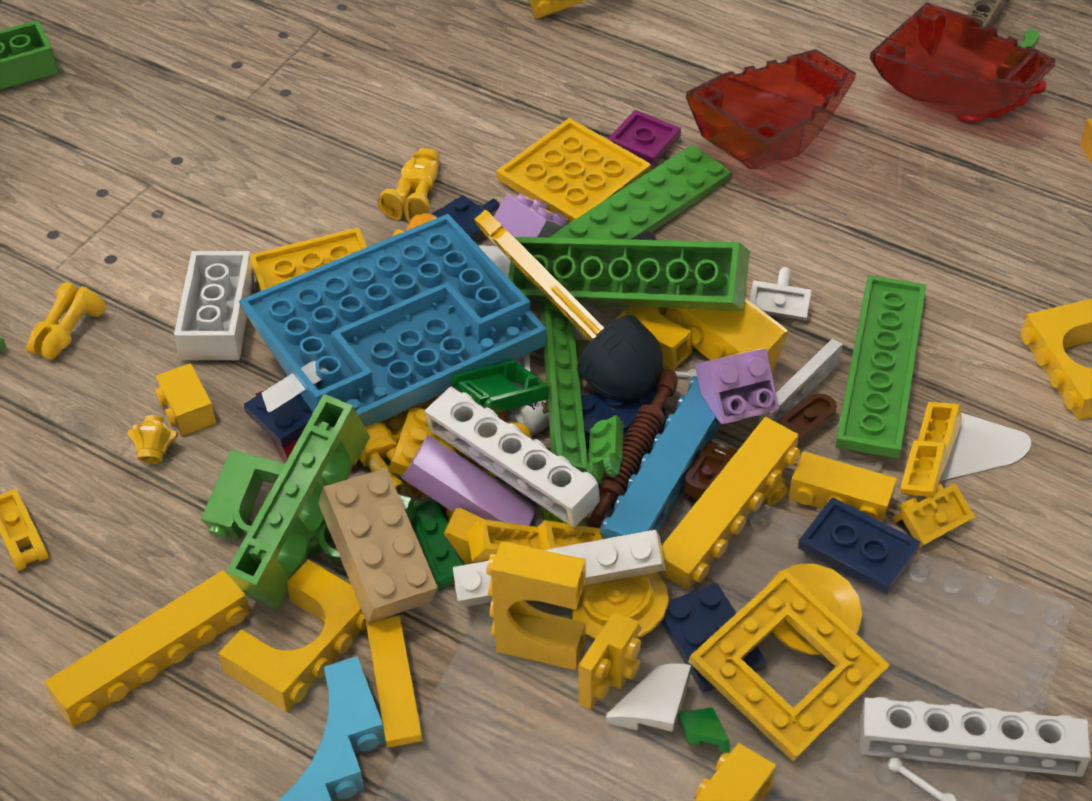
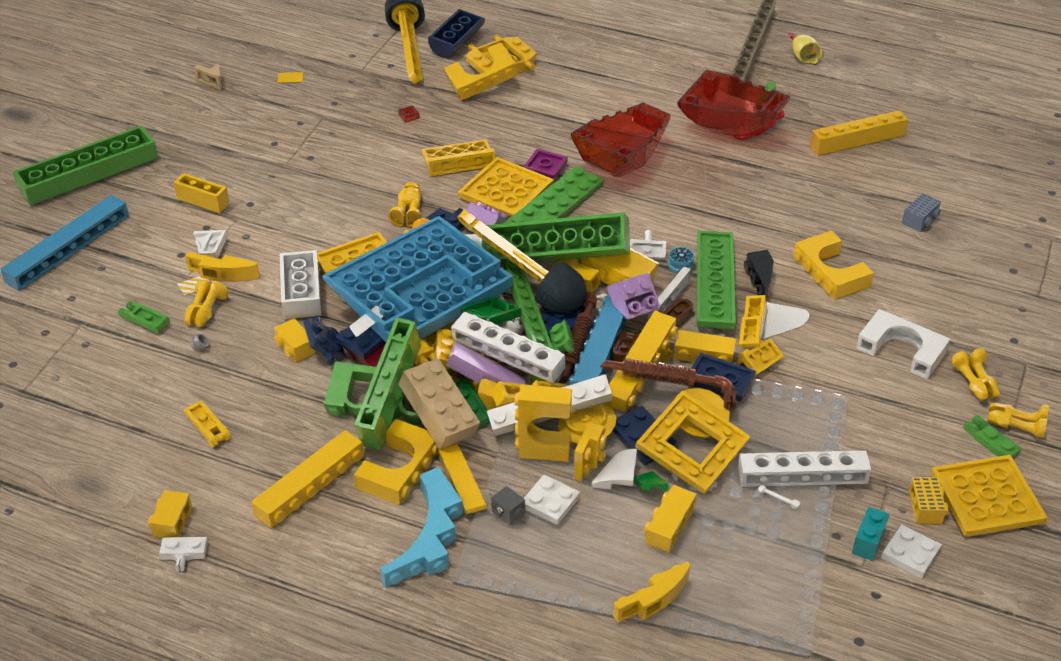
camera: 10 degrees left, 5 degrees down
(40, 386) = (199, 342): none -> light grey plate
(47, 287) = (189, 285): none -> sticker
(98, 220) = (210, 242): none -> white wing
(103, 136) = (201, 193): none -> yellow brick
(107, 267) = (225, 269): none -> yellow slope
(151, 439) = (279, 364): yellow rock -> none
(223, 405) = (323, 340): none -> dark blue plate
(450, 34) = (408, 114): none -> clear red tile
(457, 742) = (508, 505): none -> dark grey brick
(509, 122) = (464, 161): none -> yellow fence
(531, 738) = (551, 499): none -> white plate
(778, 538) = (673, 374): none -> copper piece
(831, 323) = (678, 260): none -> medium azure wheel
(961, 354) = (760, 268): none -> black slope

